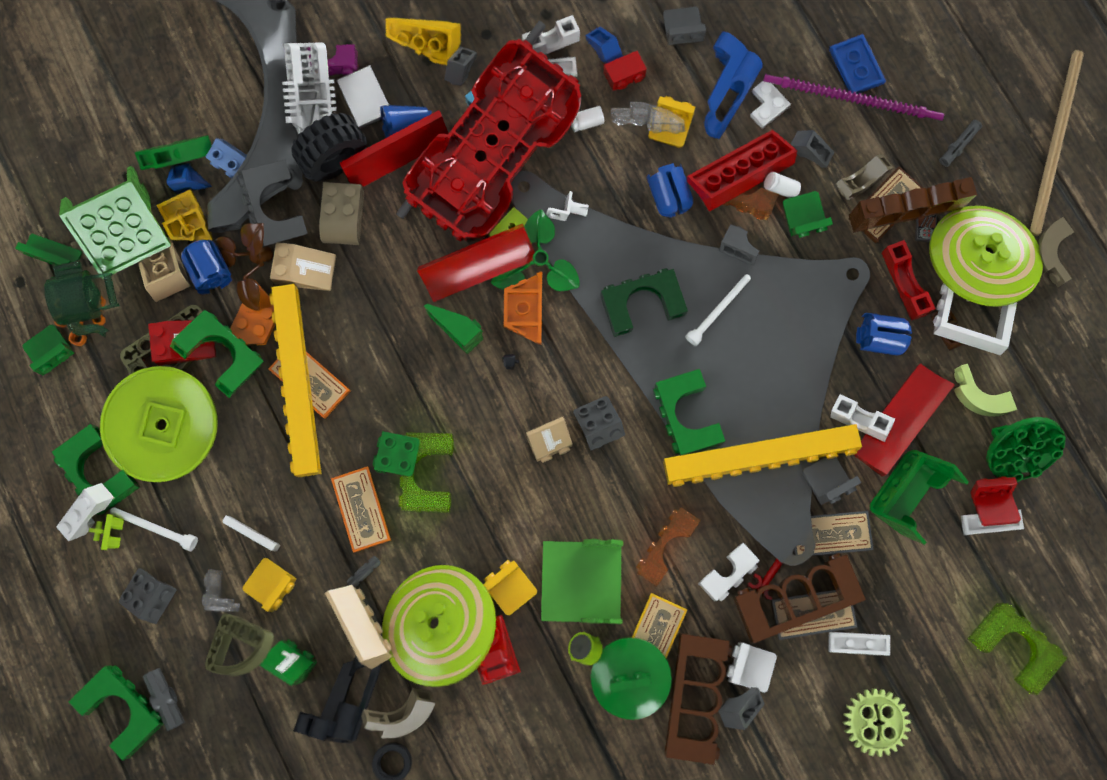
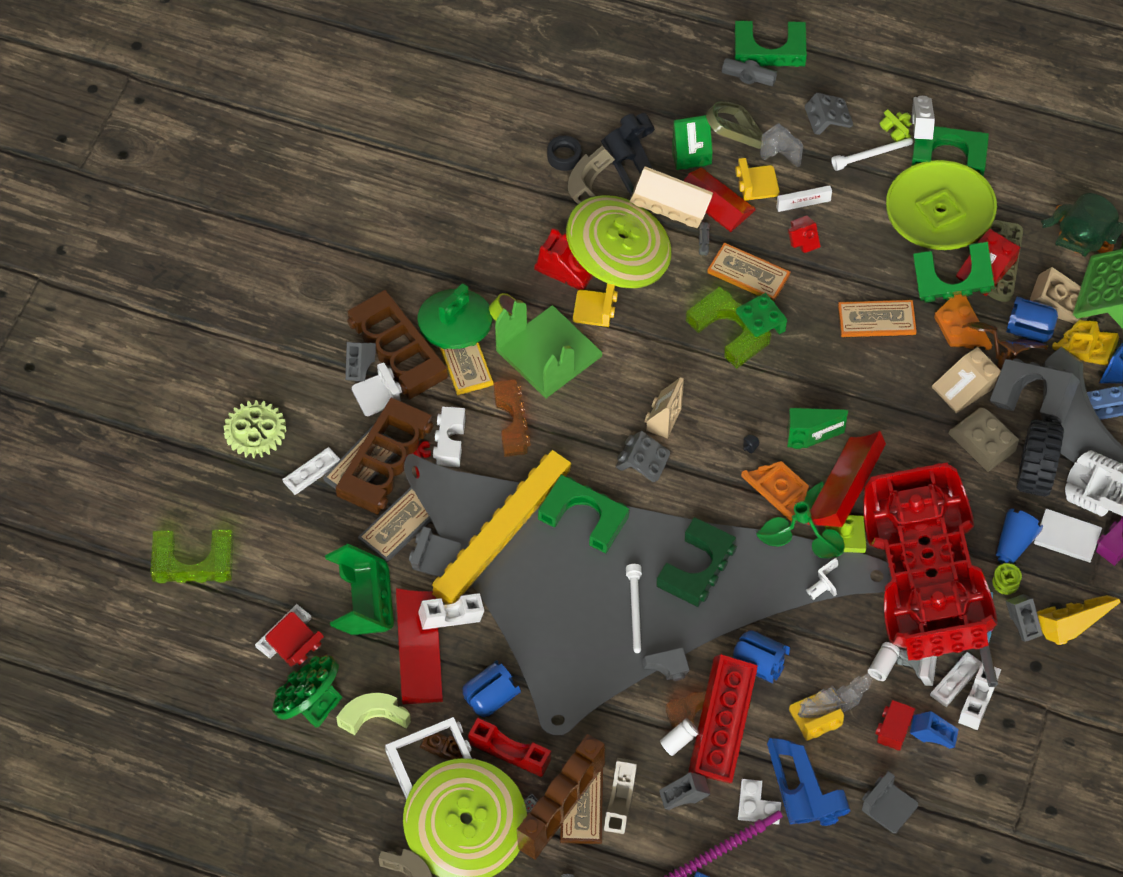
camera: 135 degrees right, 20 degrees down
(47, 350) = (1068, 187): green bracket -> none
(286, 499) = (804, 234): none -> red brick
(296, 381) = (884, 304): yellow brick -> none
(314, 612) = (725, 205): none -> red slope
(393, 151) = (994, 511): red arch -> none
(441, 101) = (1007, 578): none -> lime wheel
(805, 214) = (636, 732): green bracket -> none

